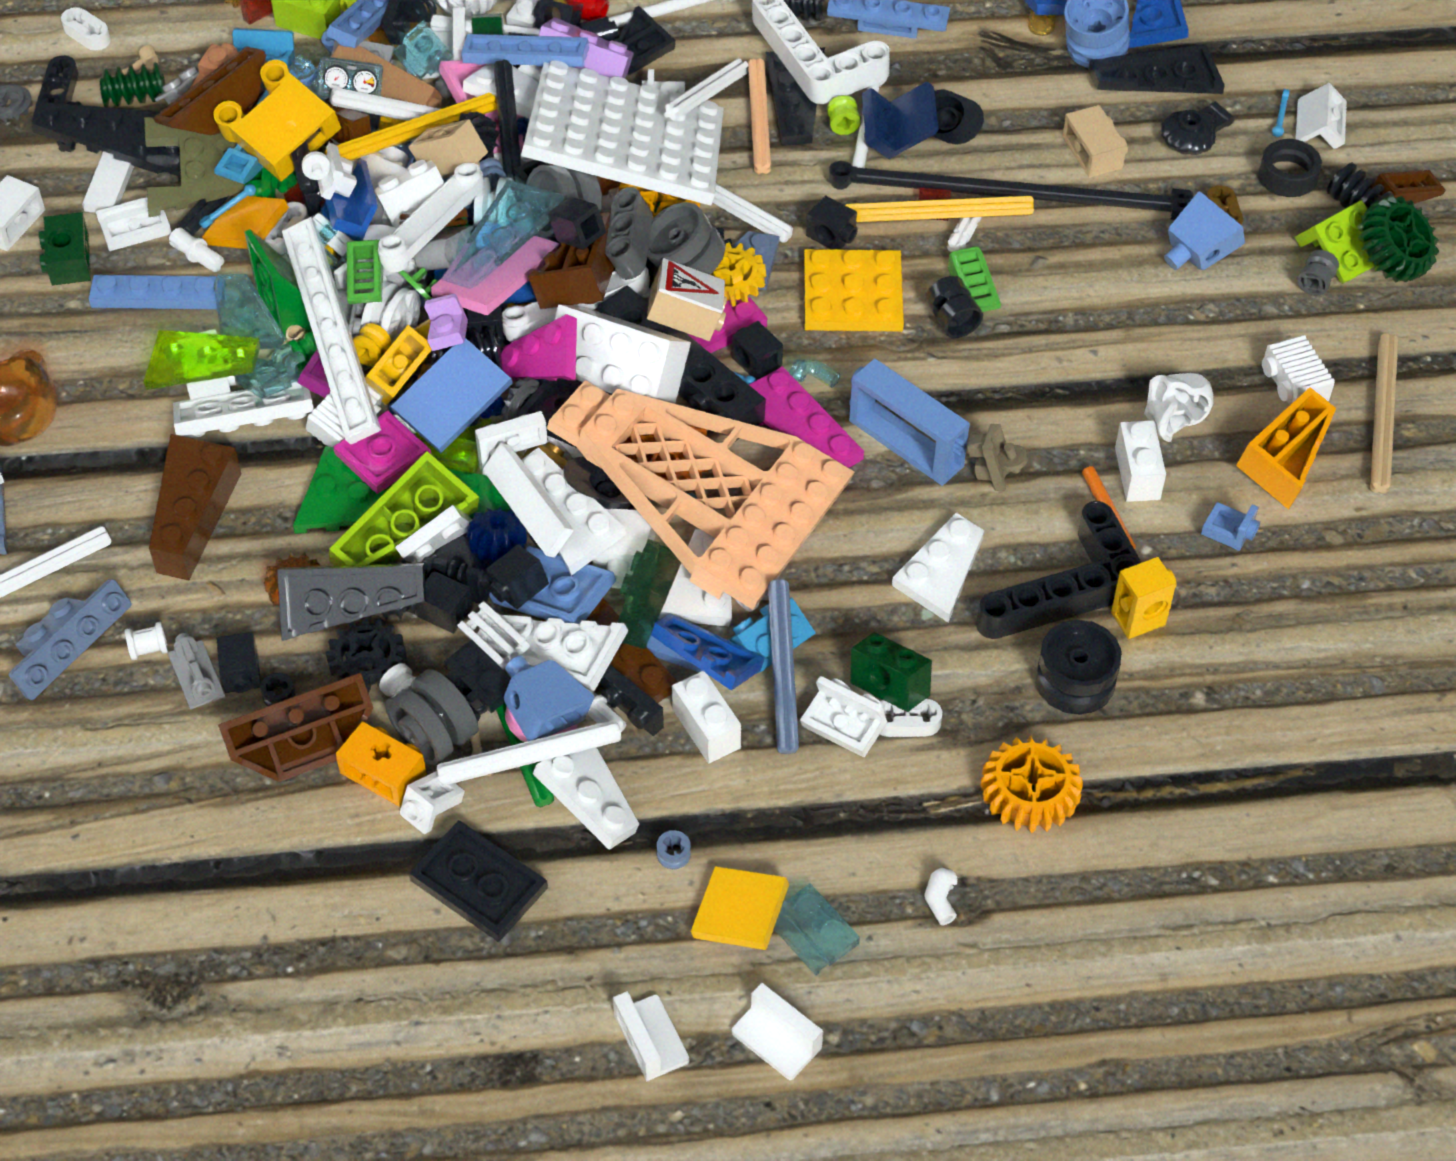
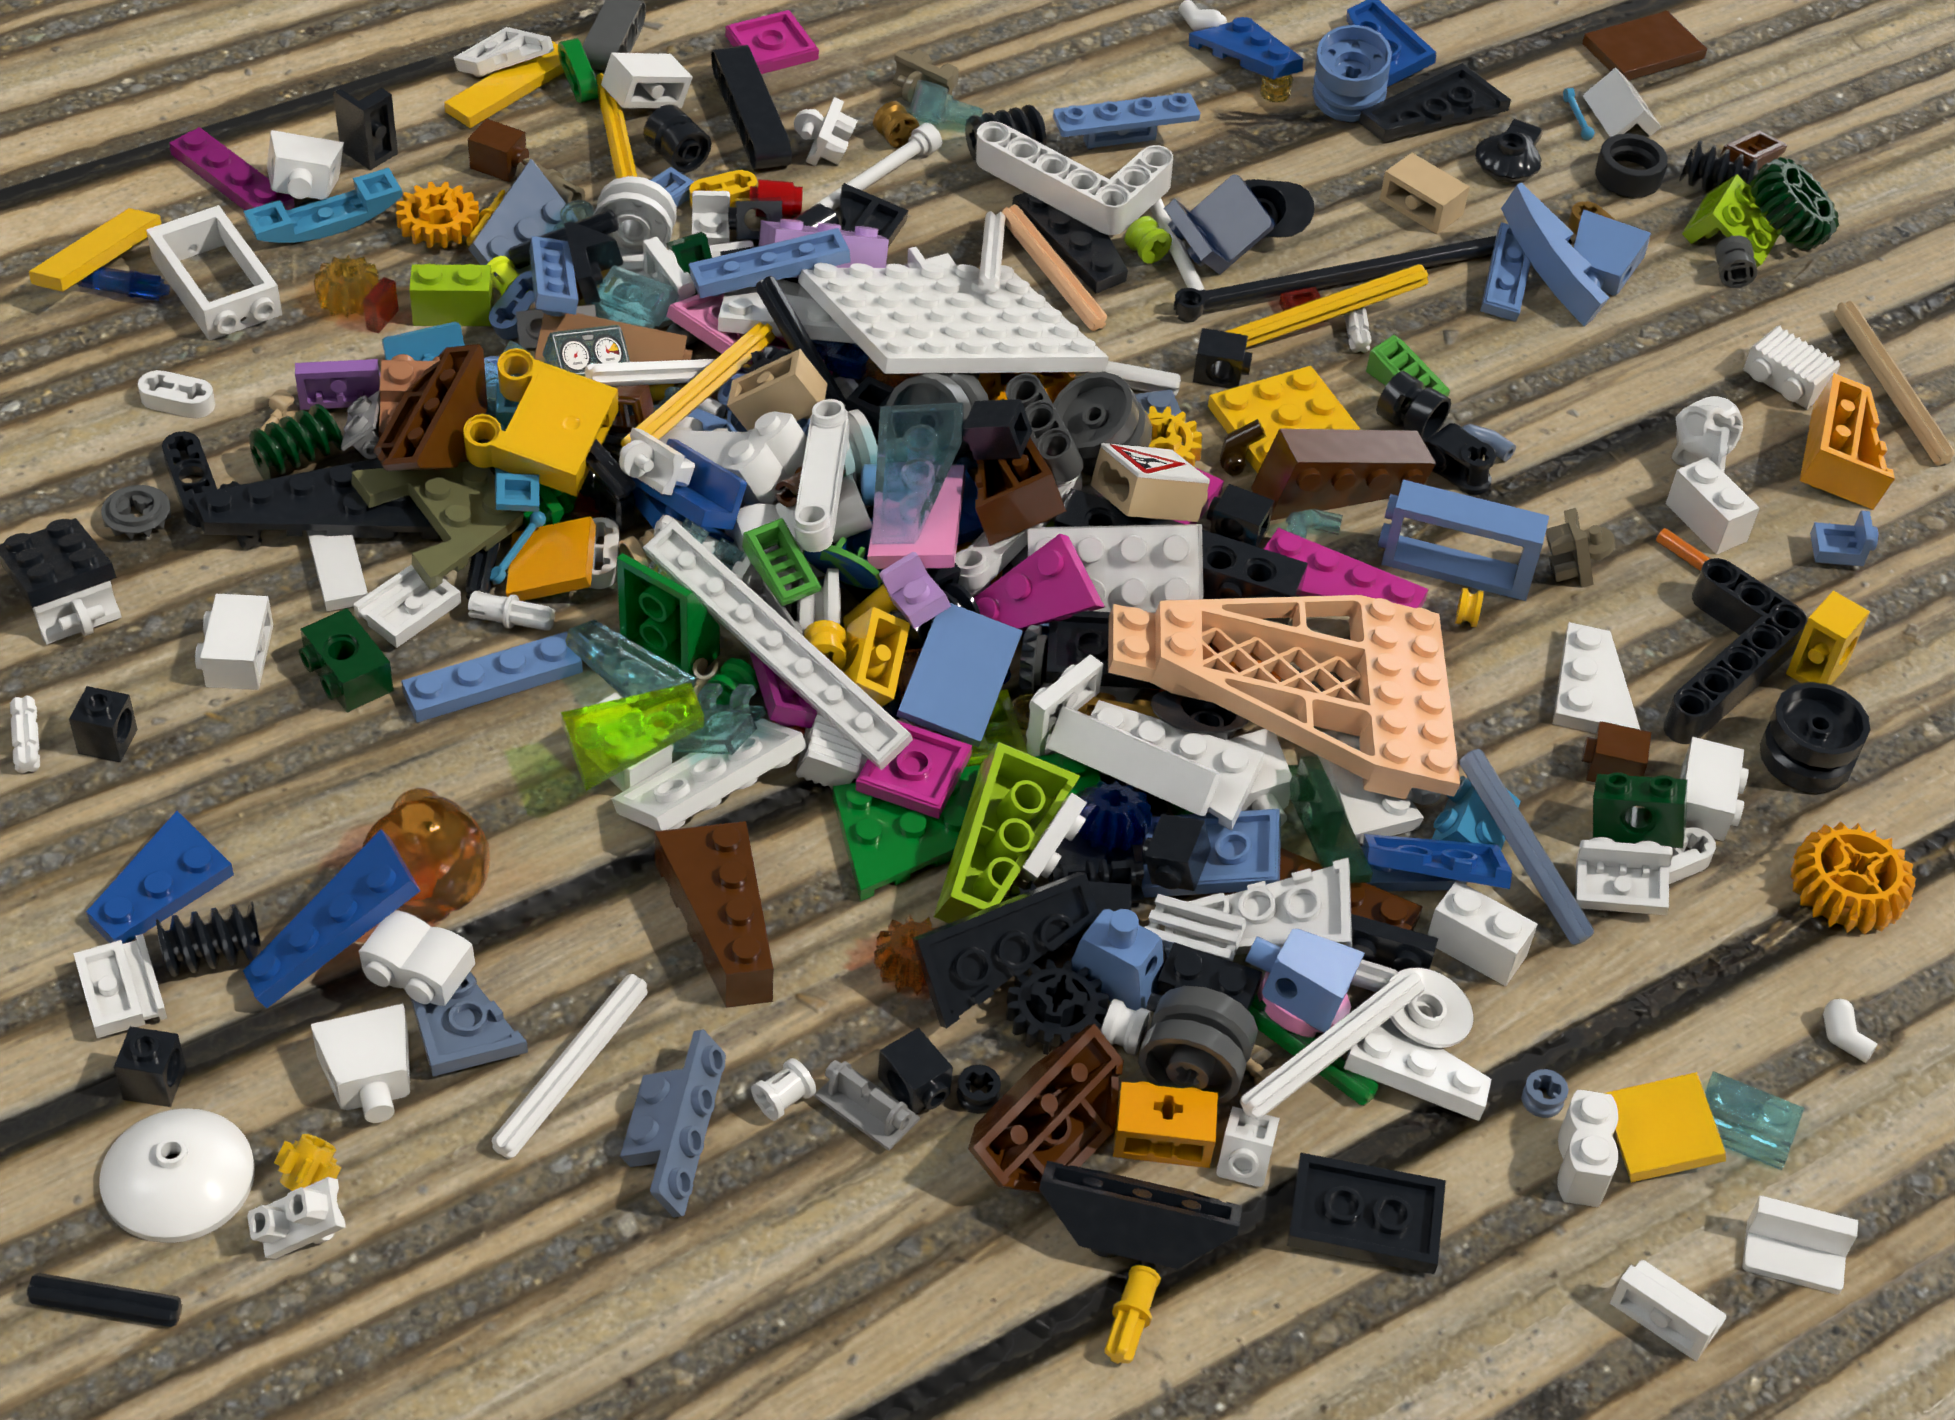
camera: 30 degrees left, 5 degrees down
(178, 49) = (336, 382): none -> medium lavender bracket
(268, 882) = (1132, 1314): none -> yellow axle
(309, 812) = (1137, 1217): none -> black wedge
(421, 630) = (1122, 957): none -> medium blue torso
(639, 747) = (1438, 1015): none -> white dish
(667, 899) = (1587, 1148): none -> white brick
(794, 295) = (1236, 446): none -> dark brown arm
(855, 334) = (1339, 468): none -> reddish brown wedge
(884, 475) = (1469, 607): none -> yellow bush
(914, 625) = (1616, 751): none -> reddish brown brick
(963, 359) = (1461, 455): none -> black piece
(968, 676) = (1713, 786): none -> white brick
(1000, 350) = (1502, 446): none -> sand blue arm
(1117, 224) = (1505, 276): none -> medium blue tile
(1153, 214) = (1546, 245): none -> medium blue slope
(1384, 72) = (1645, 45): none -> reddish brown tile

